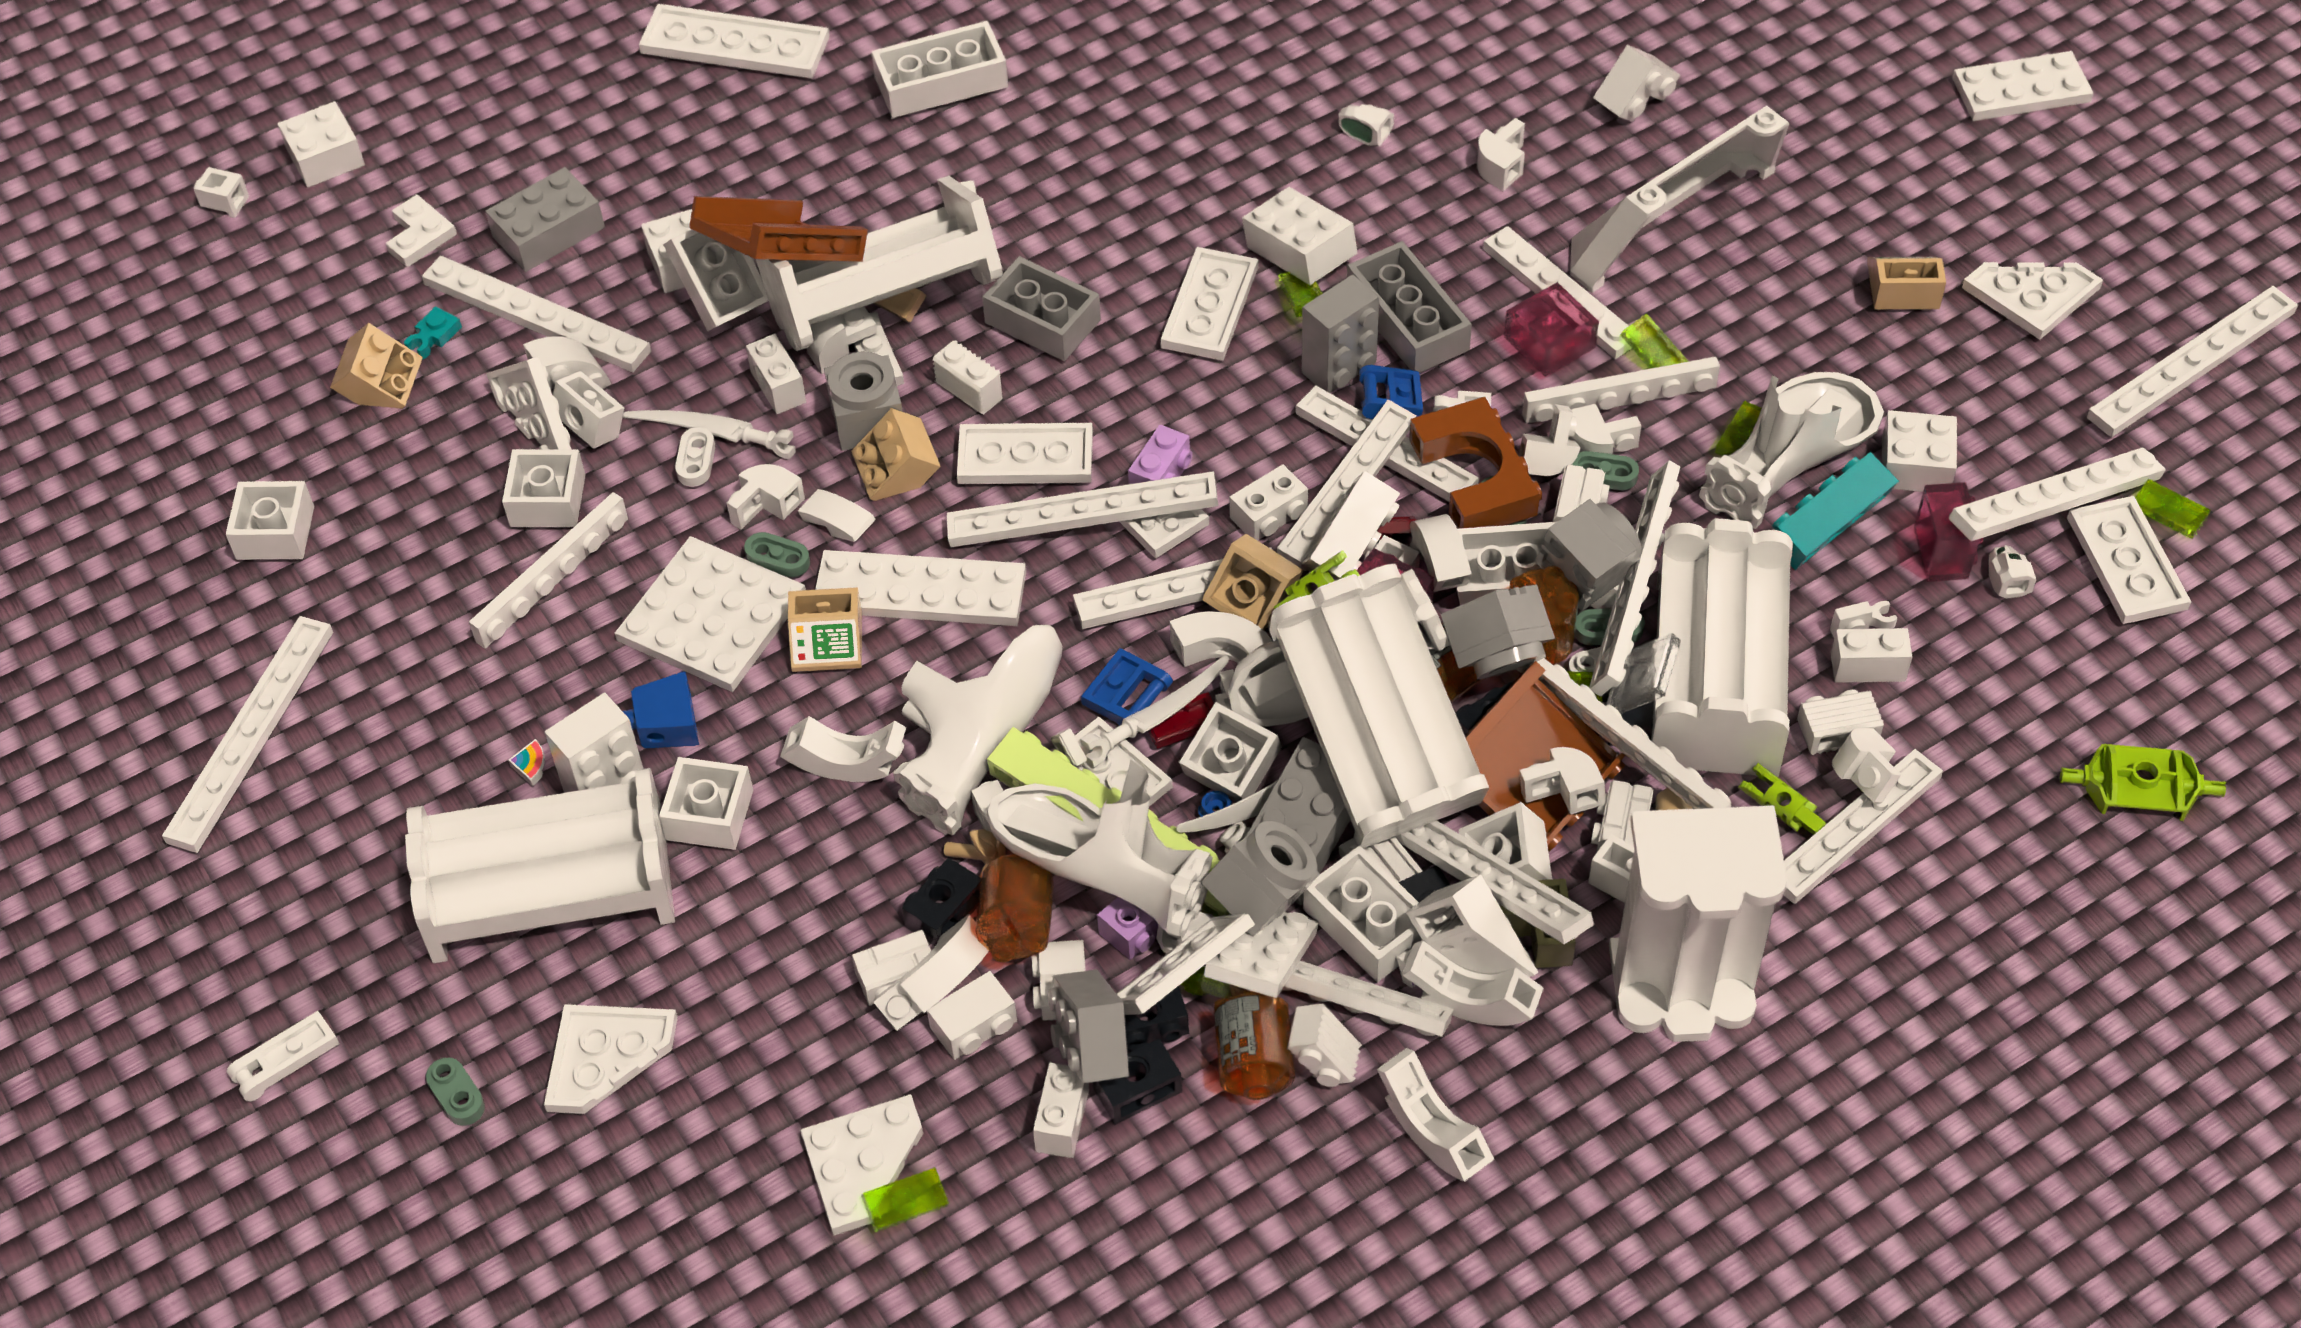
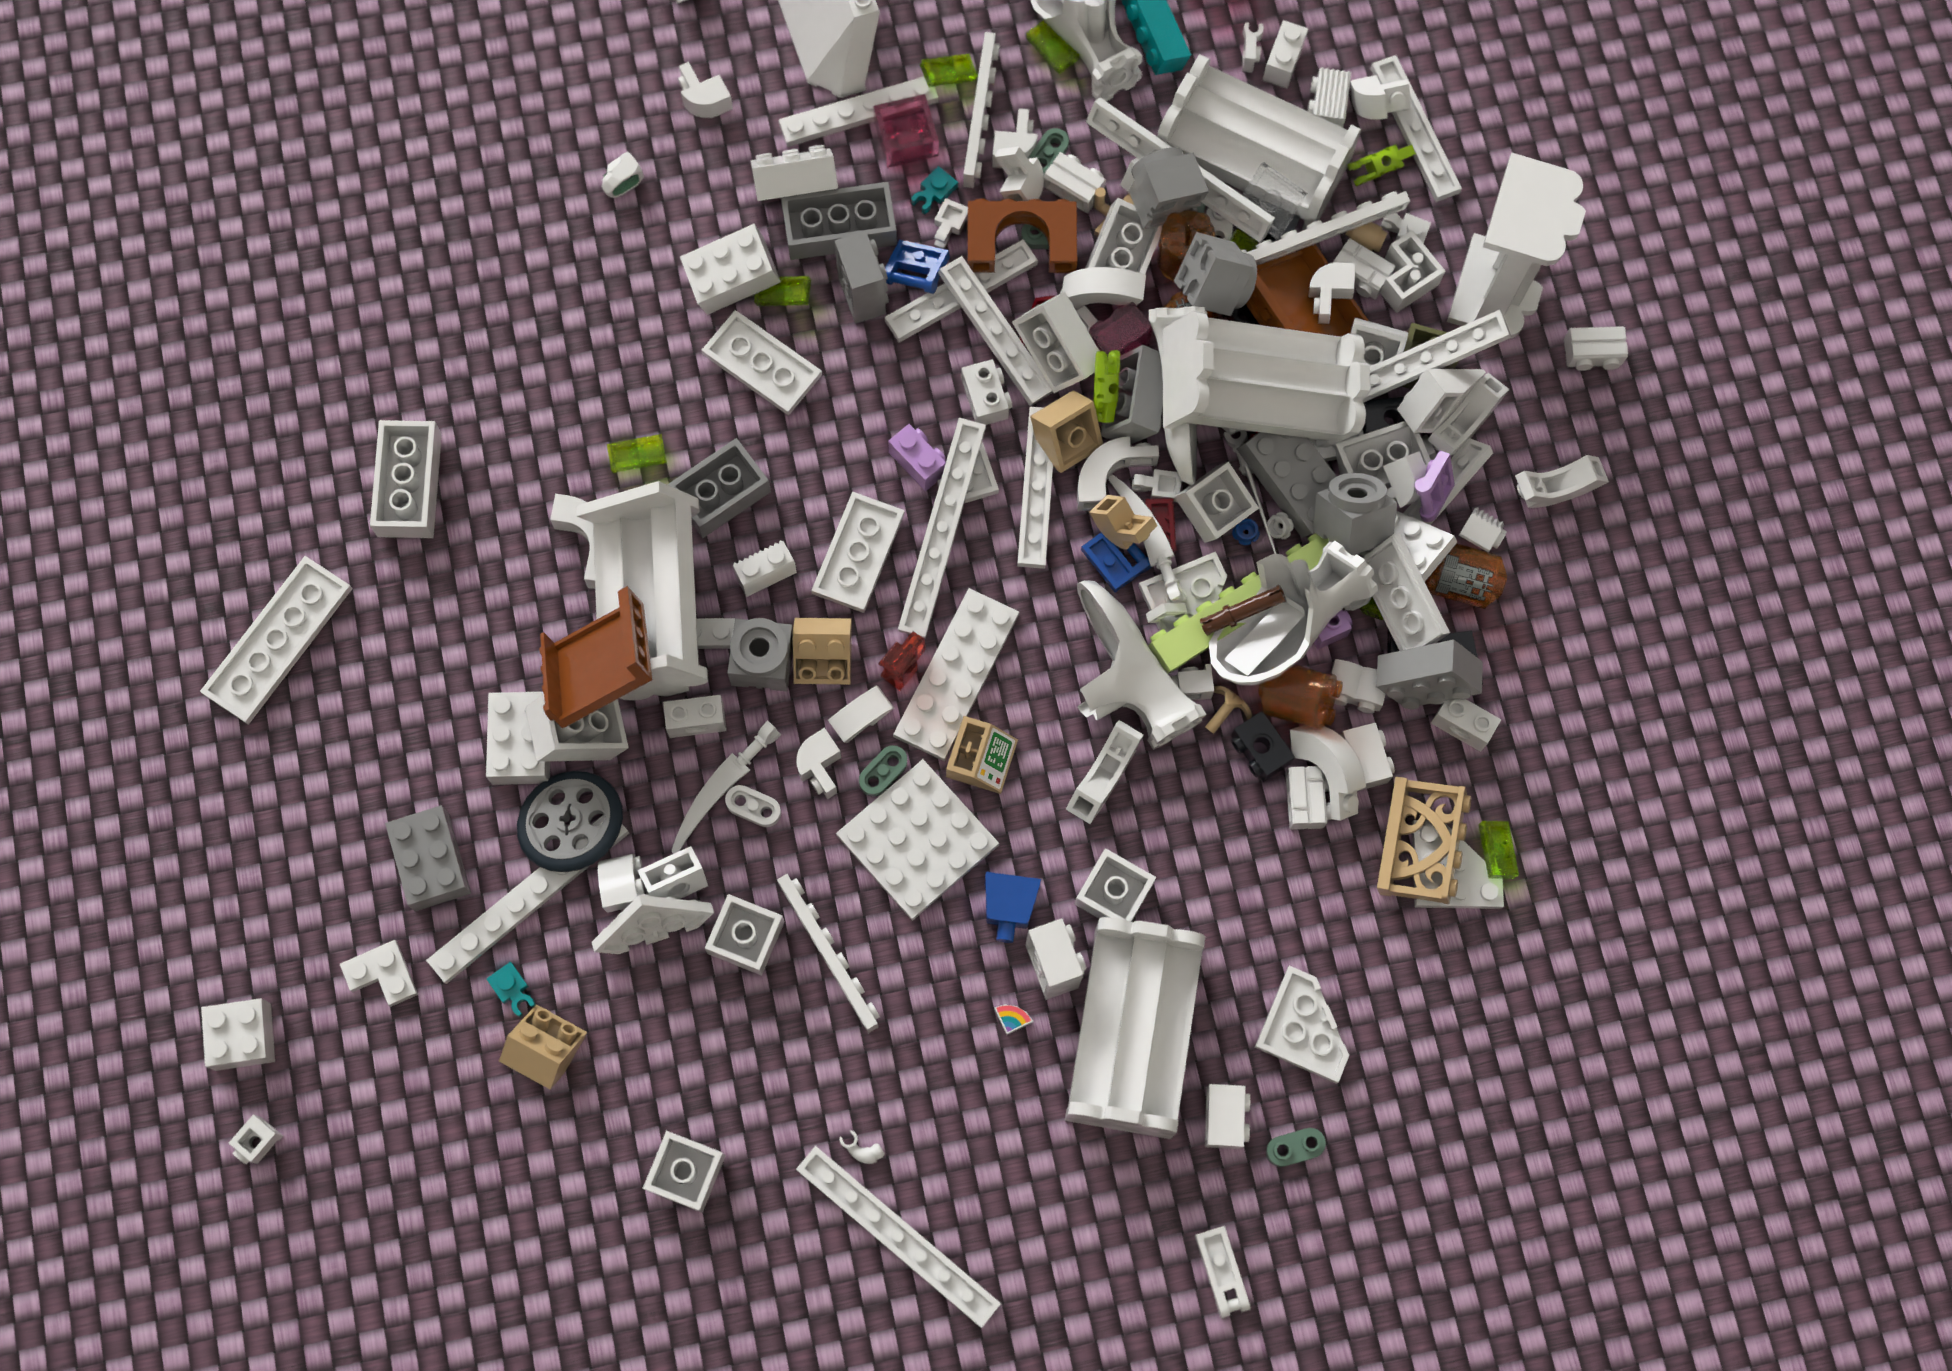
camera: 75 degrees left, 20 degrees up
(334, 676) = (864, 1155): none -> white arm
(469, 1000) = (1226, 1116): none -> white brick
(622, 312) = (600, 837): none -> wedge
(853, 1083) = (1400, 808): none -> tan fence
(908, 523) = (901, 661): none -> clear red piece
(1055, 237) = (636, 453): none -> clear neon green plate
(1075, 787) = (1232, 614): none -> reddish brown pin
(1159, 664) = (1120, 523): none -> tan brick
(1337, 923) = (1402, 478): none -> white brick
(1358, 958) = (1435, 486): none -> lavender plate
(1439, 245) = (794, 173): none -> white brick
(1505, 387) = (935, 187): none -> teal plate
(1654, 1117) = (1595, 347): none -> white brick

